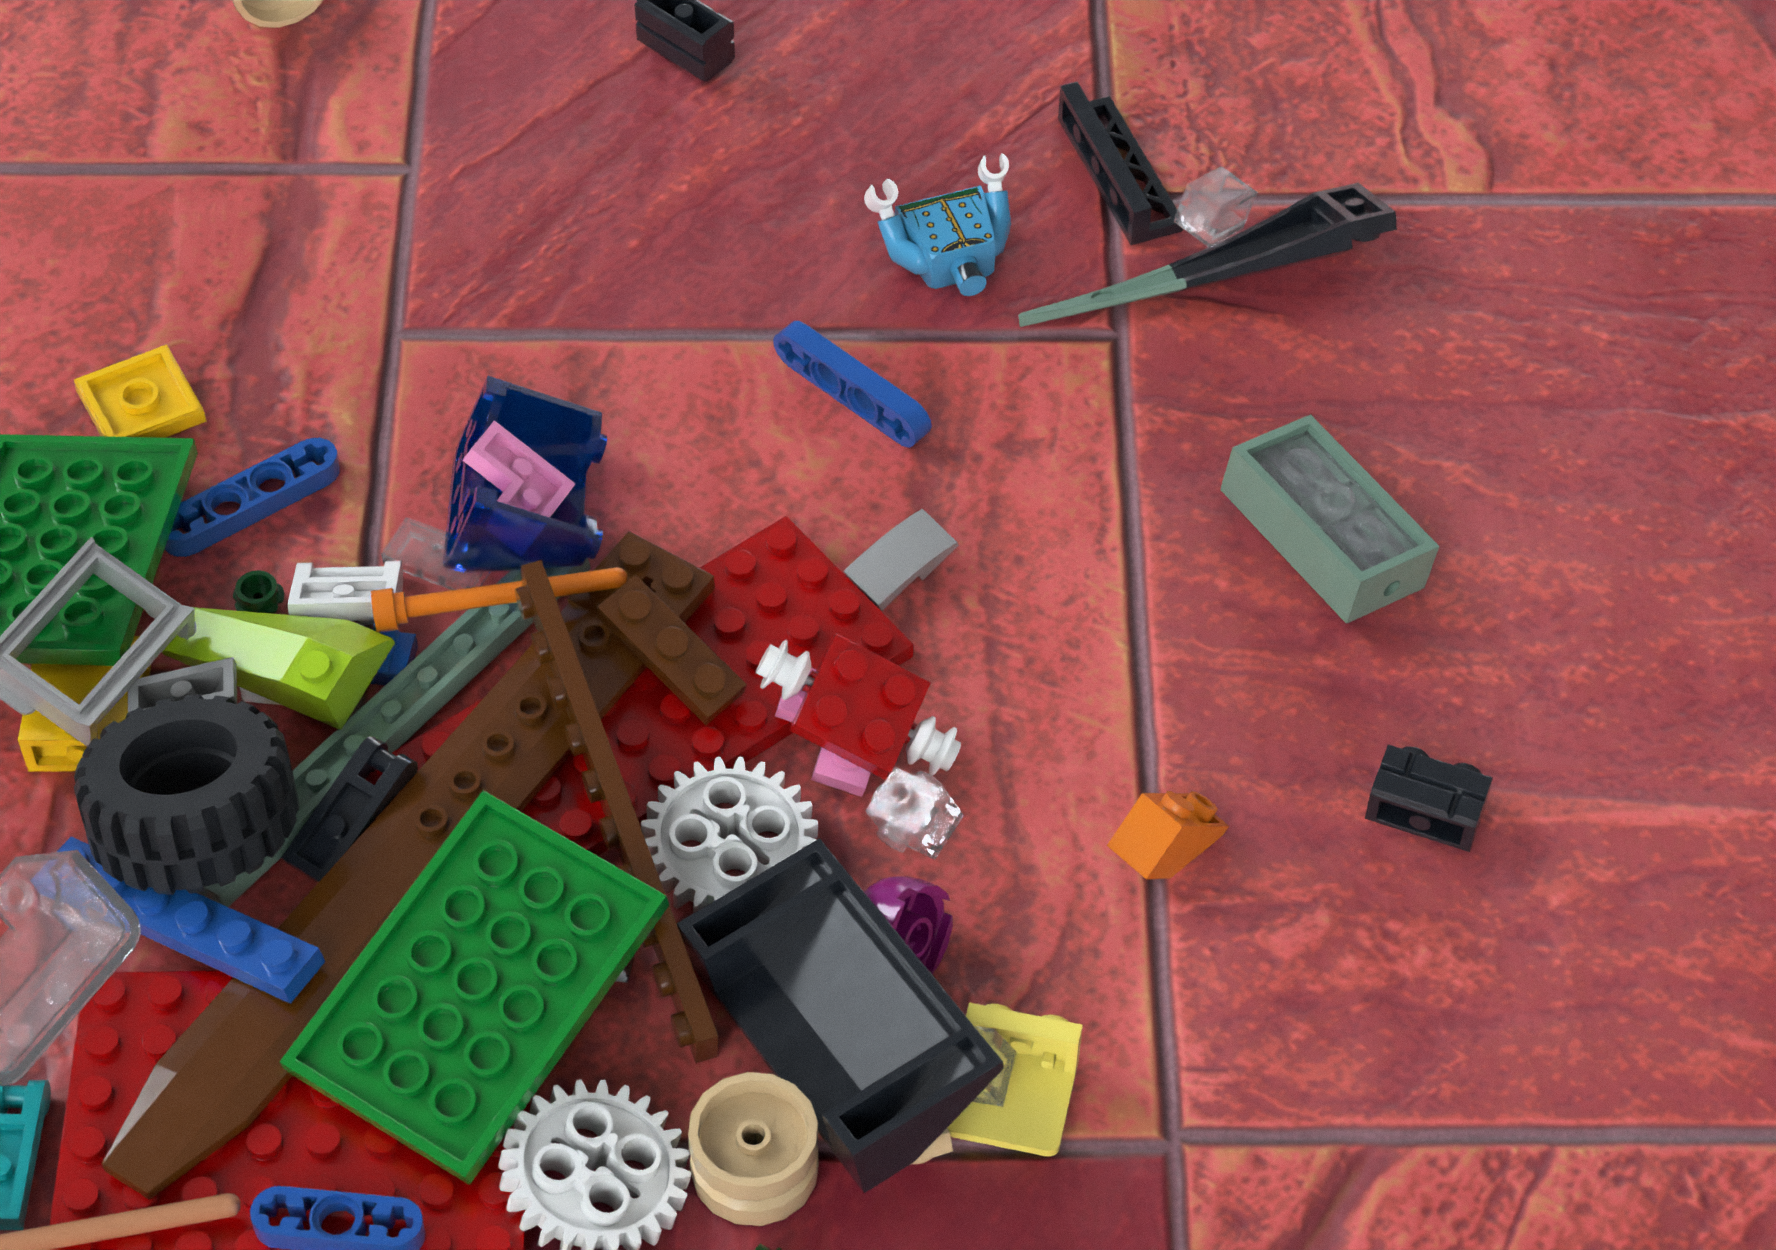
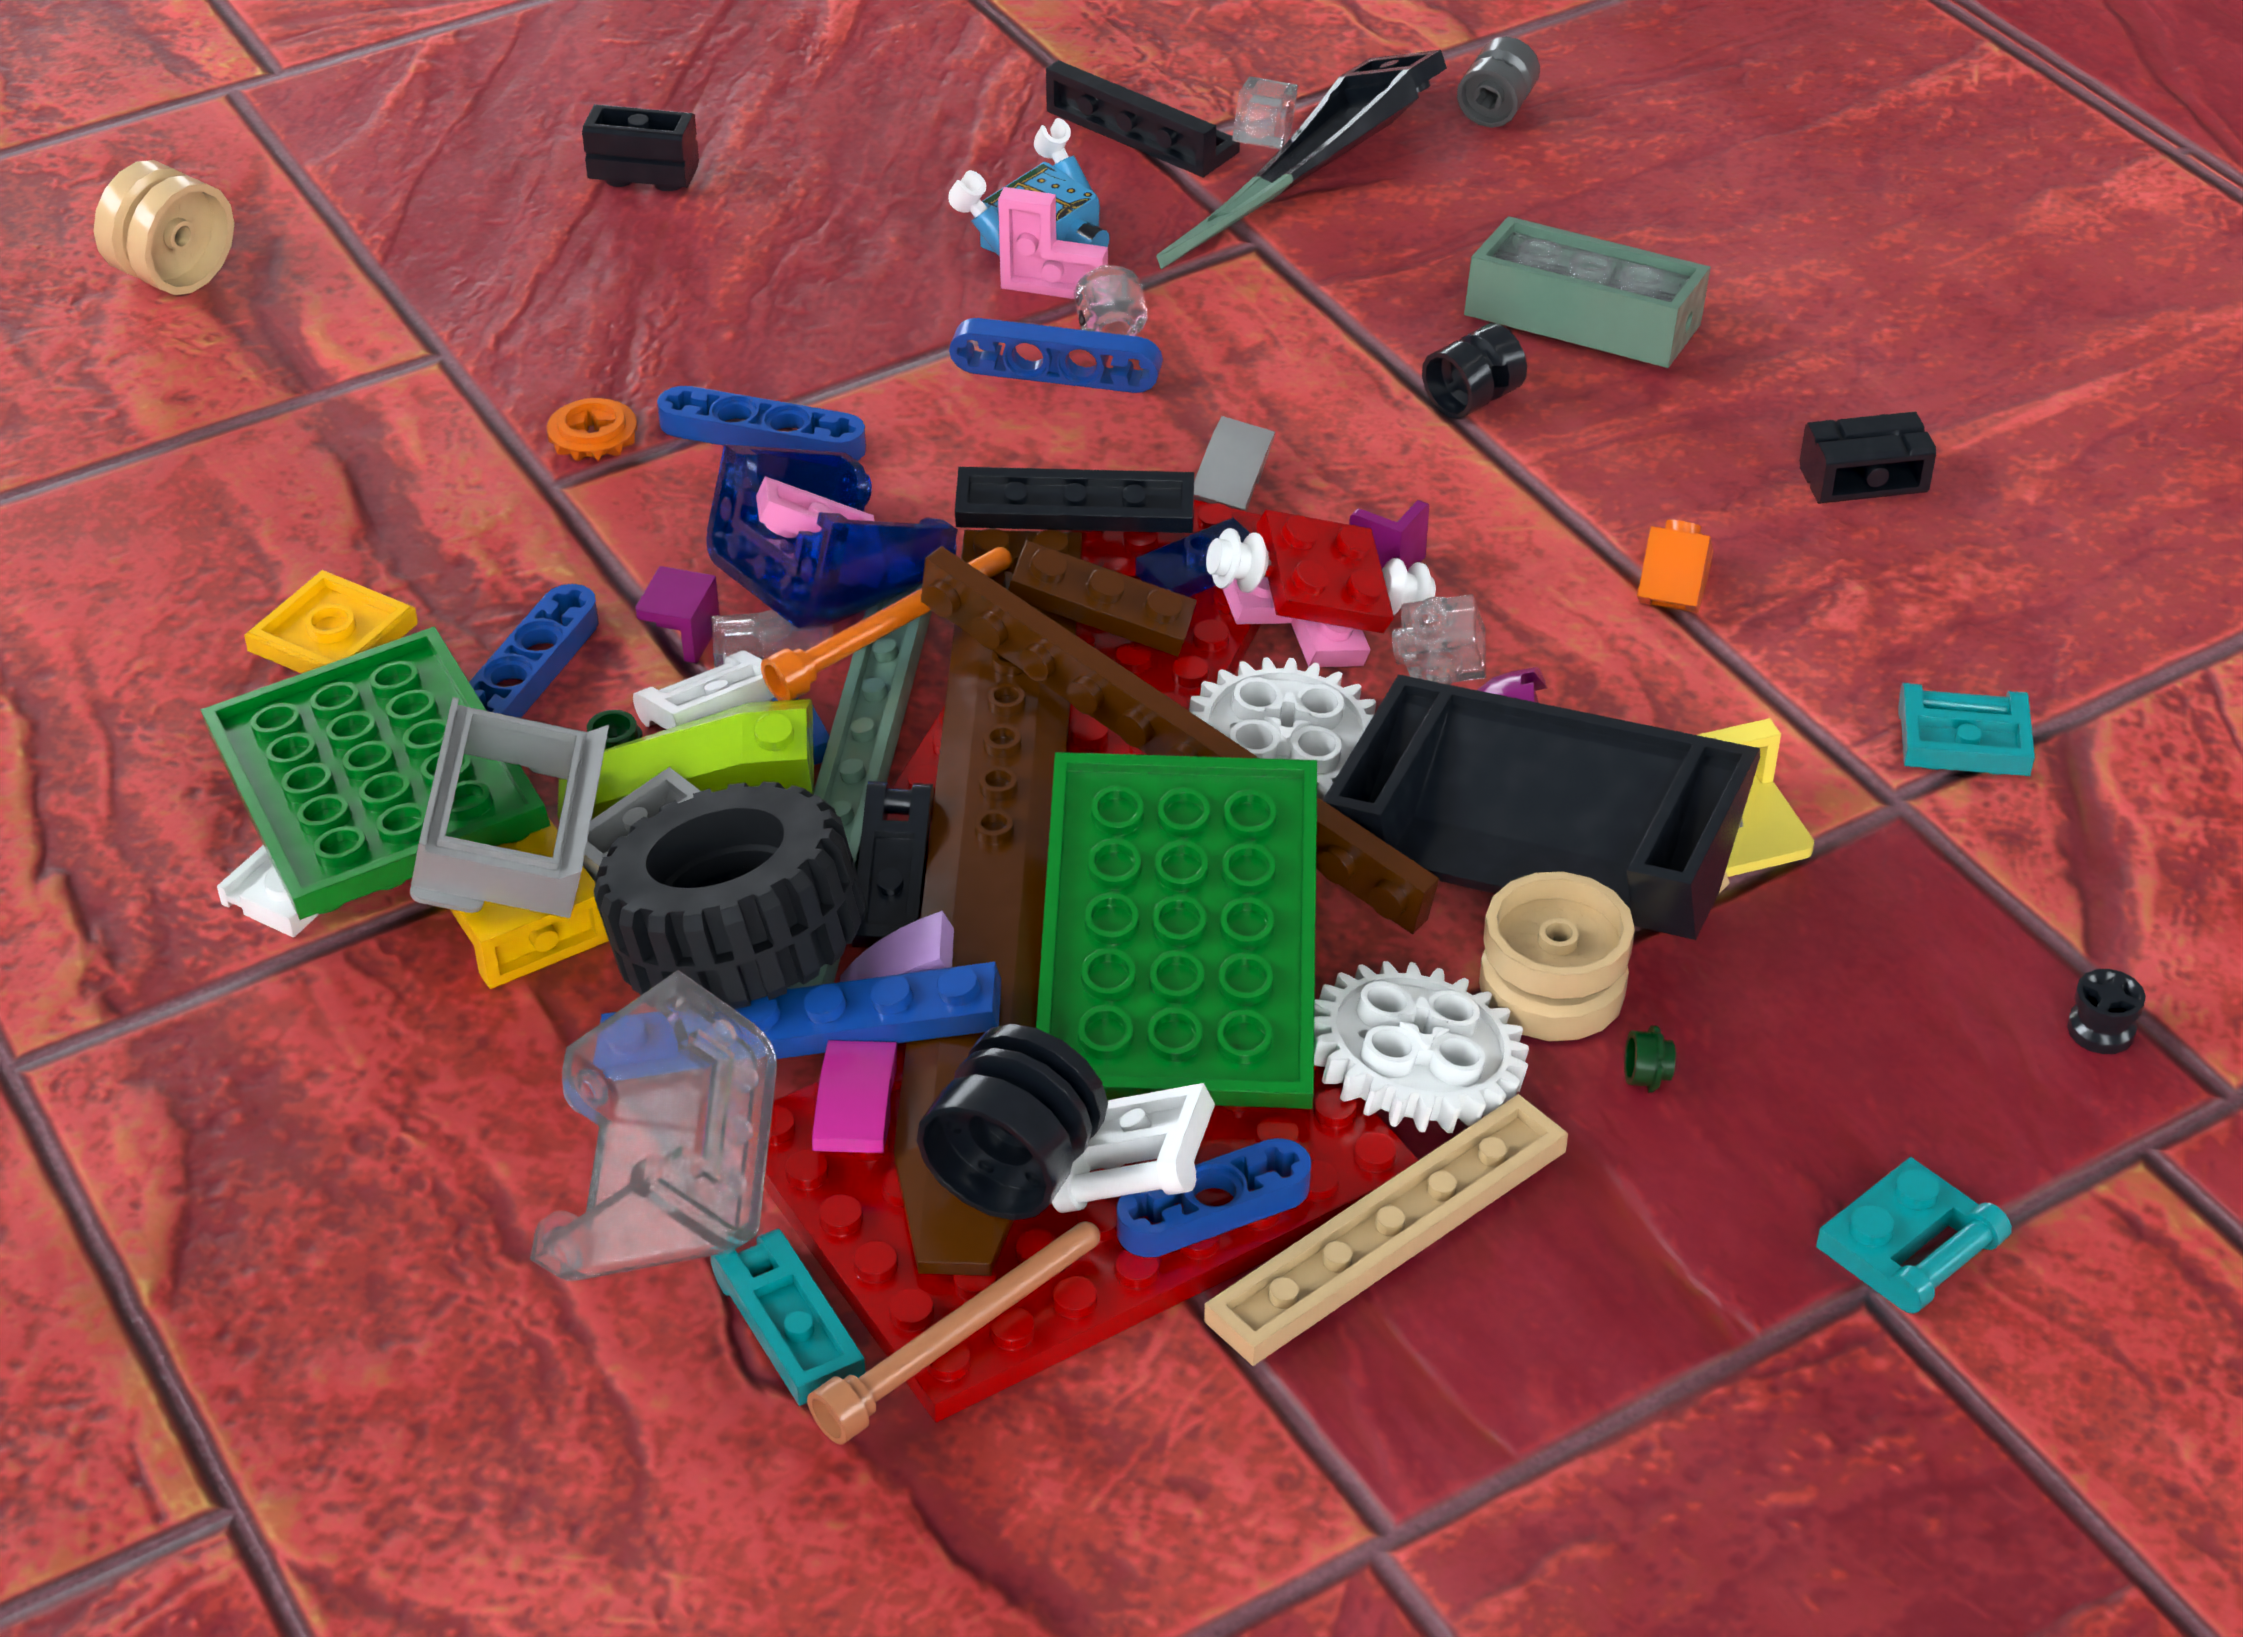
camera: 30 degrees left, 10 degrees down
(157, 1005) = (854, 1096): none -> dark pink slope
(209, 1096) = (1012, 1122): none -> black wheel
(287, 904) = (910, 949): none -> lavender slope
(306, 1138) = (1137, 1129): none -> white plate
(382, 502) = (682, 603): none -> magenta panel
(447, 282) = (611, 419): none -> orange gear
(587, 344) = (702, 414): none -> blue beam
(717, 550) = (1075, 499): none -> black fence
(802, 634) = (1183, 563): none -> clear blue plate
(905, 280) = (1029, 249): none -> bright pink plate
(931, 353) = (1111, 301): none -> clear head
(962, 696) = (1397, 539): none -> magenta panel
(1167, 556) = (1474, 370): none -> black wheel
(1269, 1115) = (1966, 731): none -> teal plate
(1445, 257) = (1498, 82): none -> dark grey wheel

